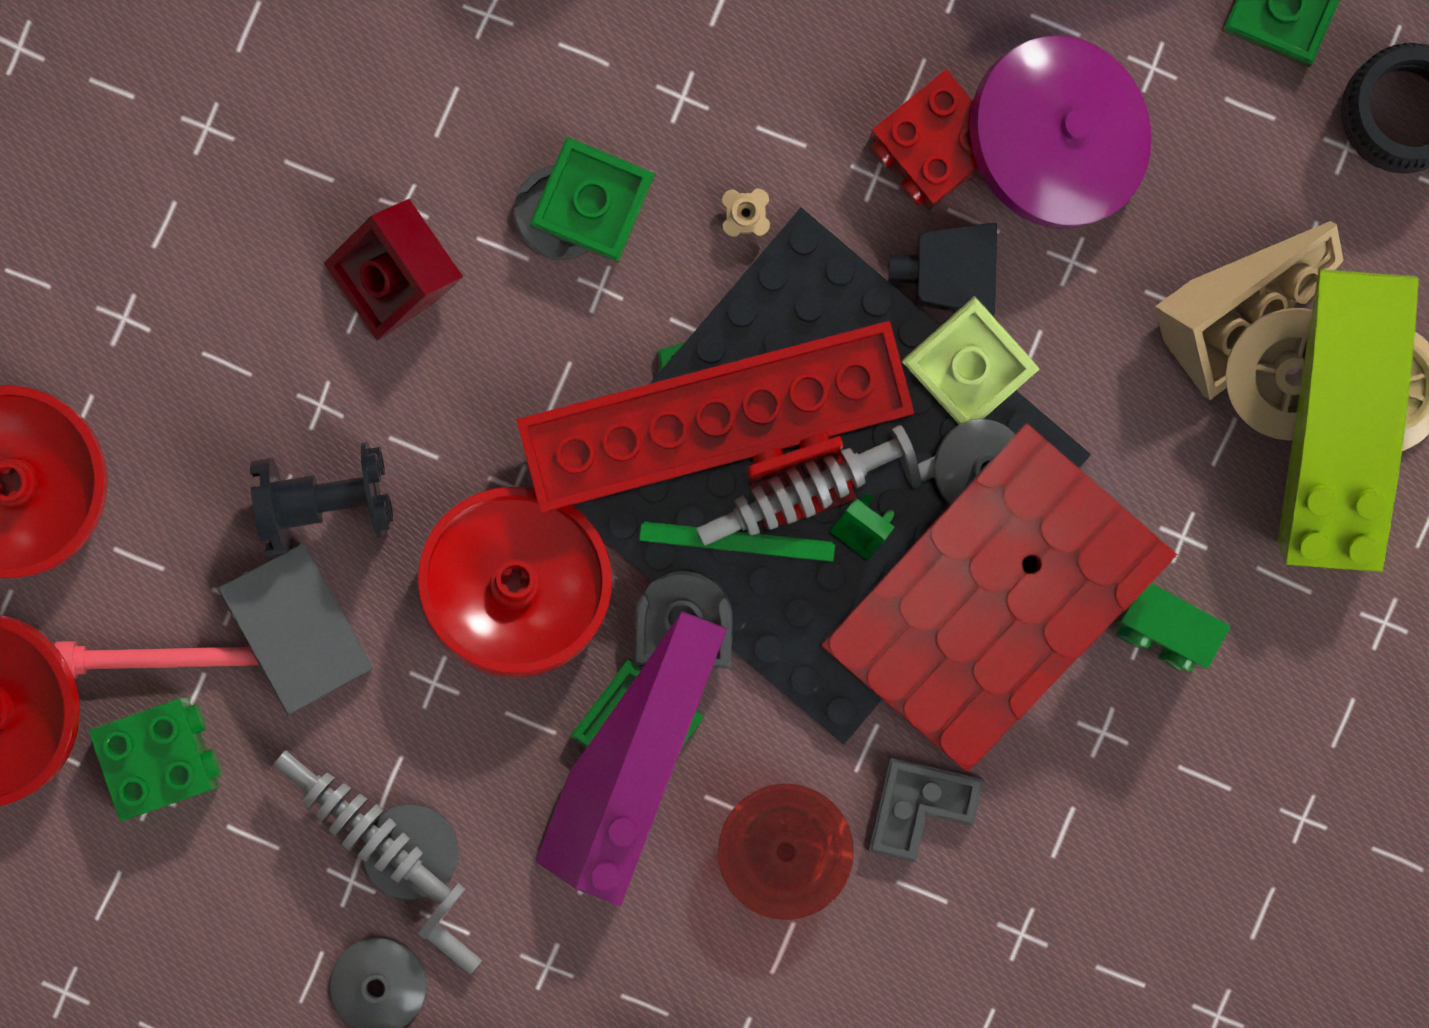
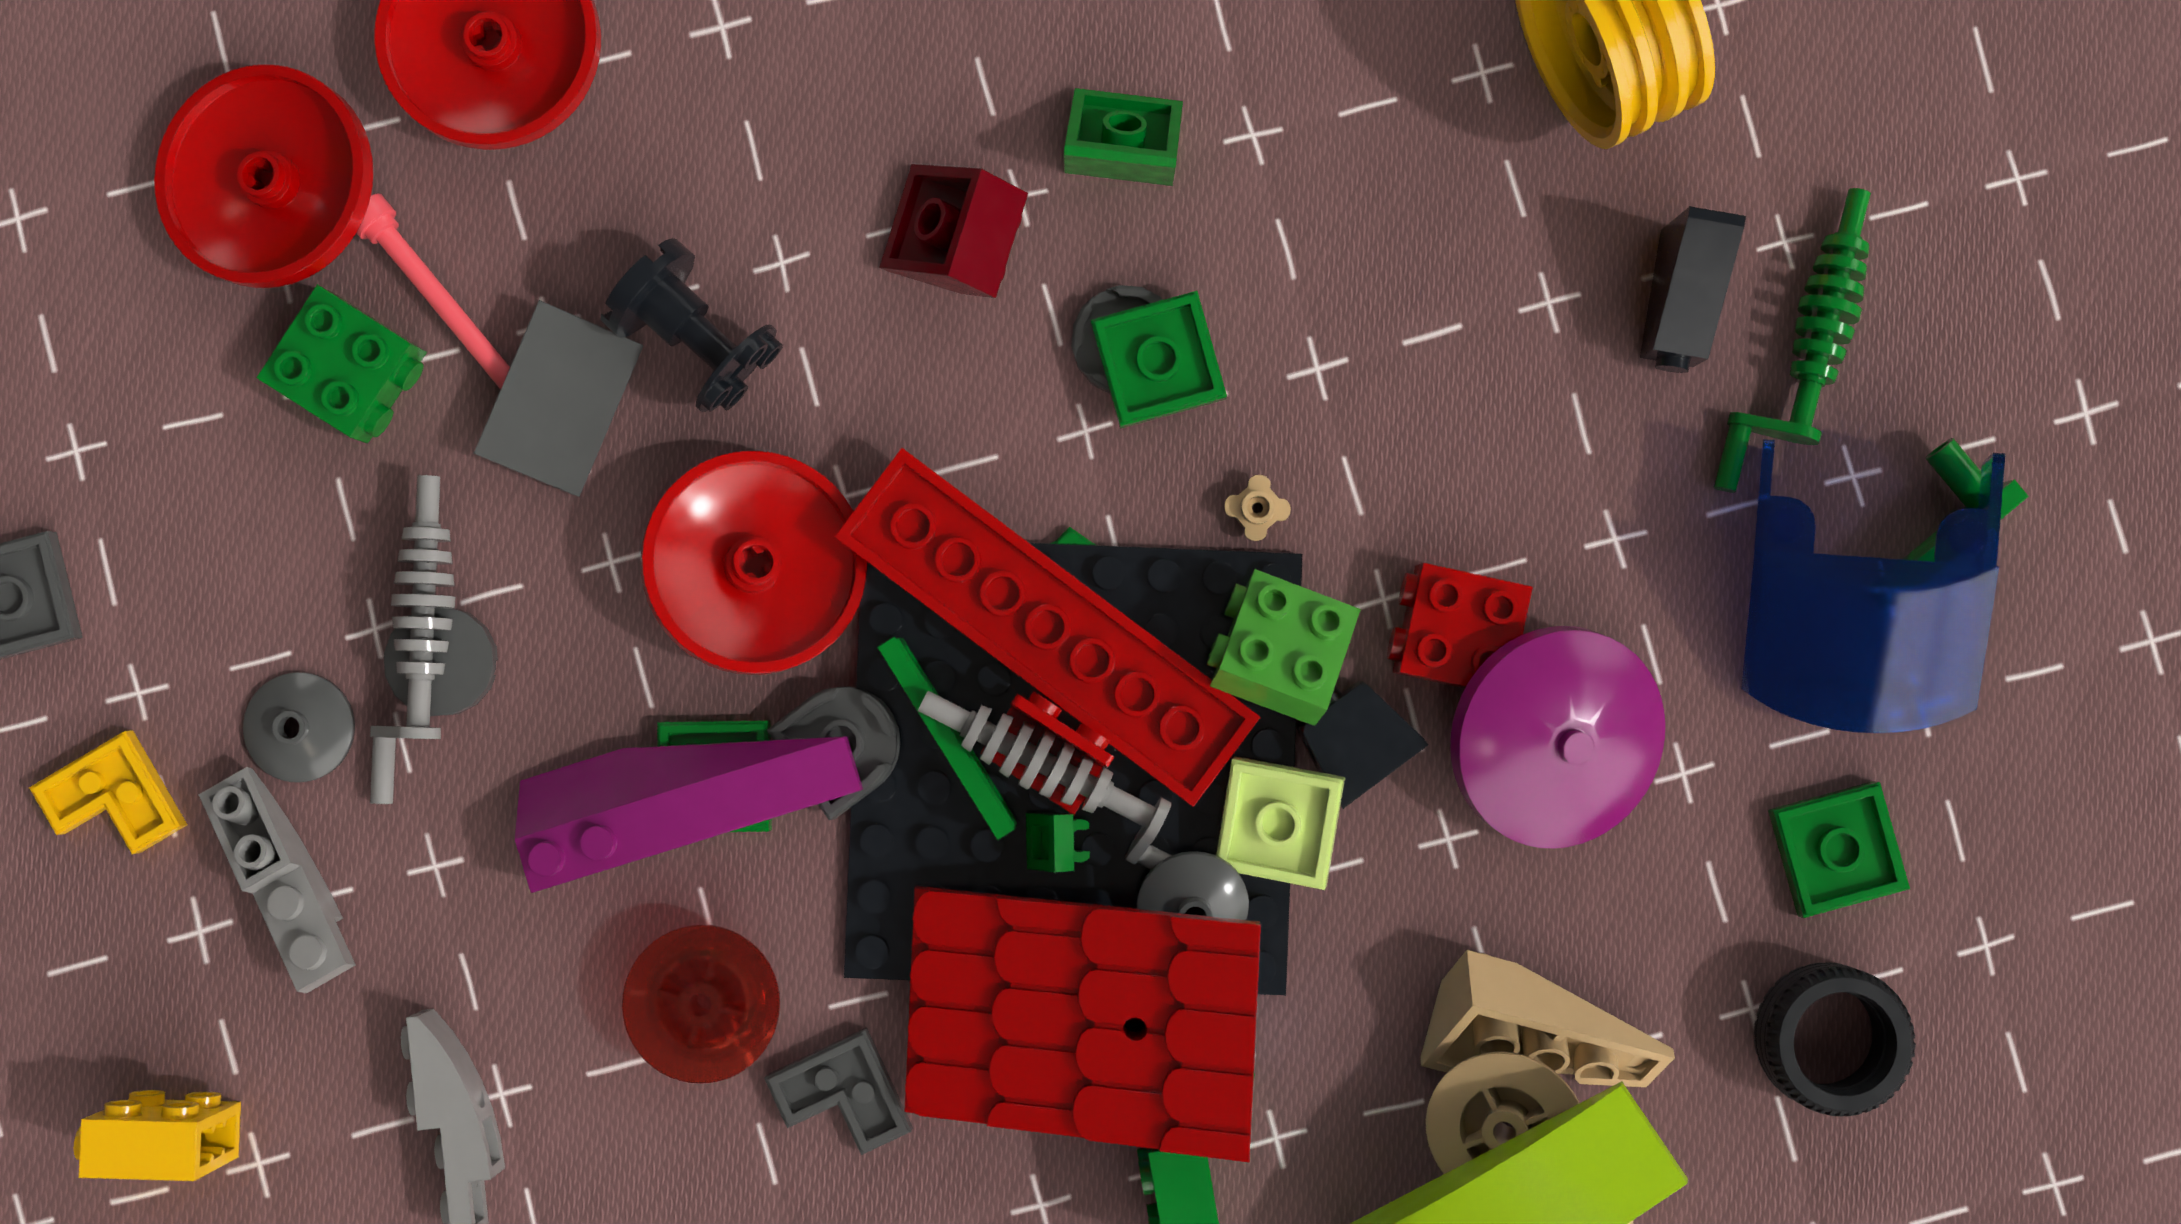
camera: 50 degrees right, 0 degrees up
(420, 102) = (1123, 137): none -> green slope
(854, 268) = (1282, 646): none -> bright green brick

